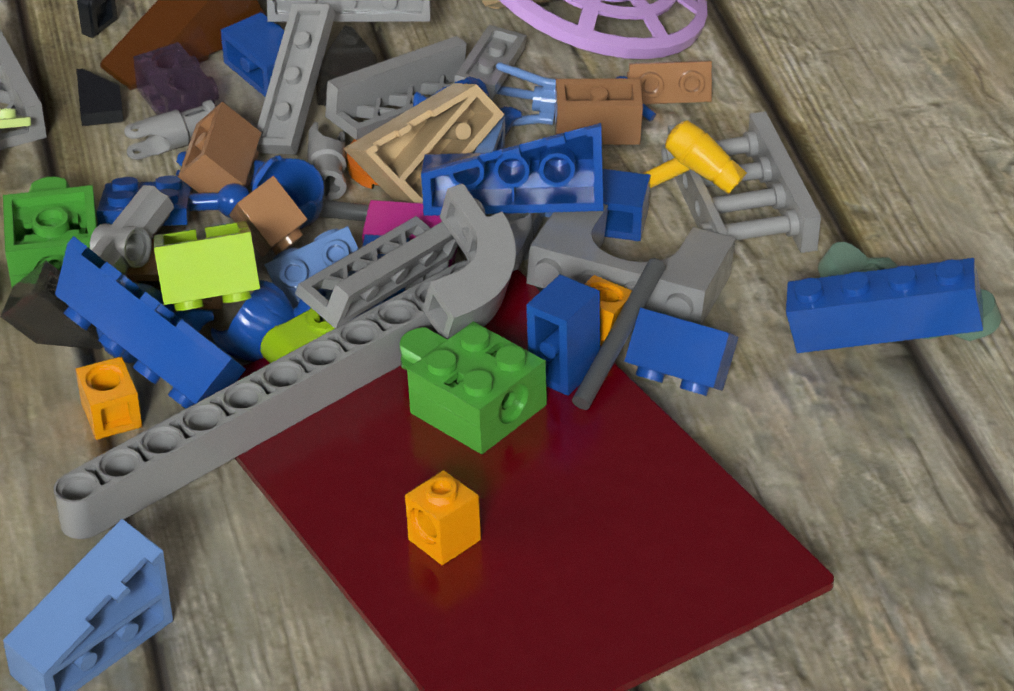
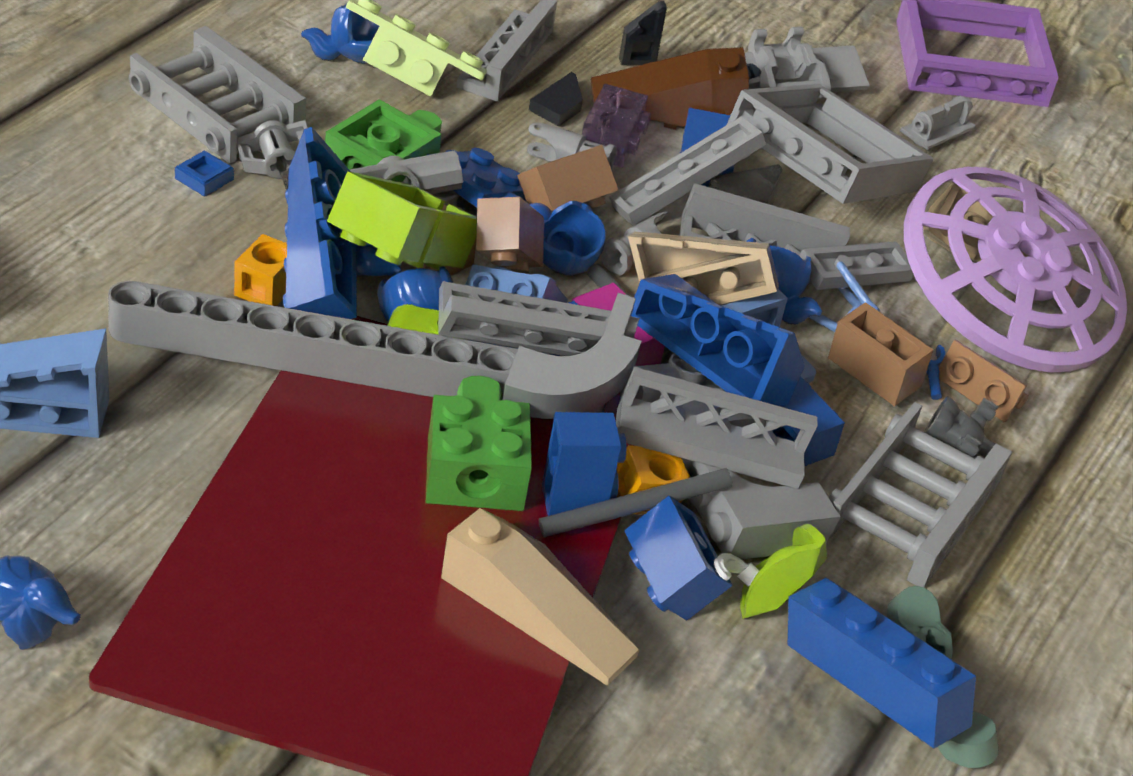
camera: 40 degrees right, 0 degrees up
(443, 517) = (308, 509): light orange brick -> none
(607, 249) = (709, 435): none -> light grey fence
(636, 444) = (534, 593): none -> tan wedge
(699, 153) = (895, 434): yellow piece -> none
(709, 119) = (961, 430): none -> dark grey piece
(749, 300) = (778, 576): none -> lime hat

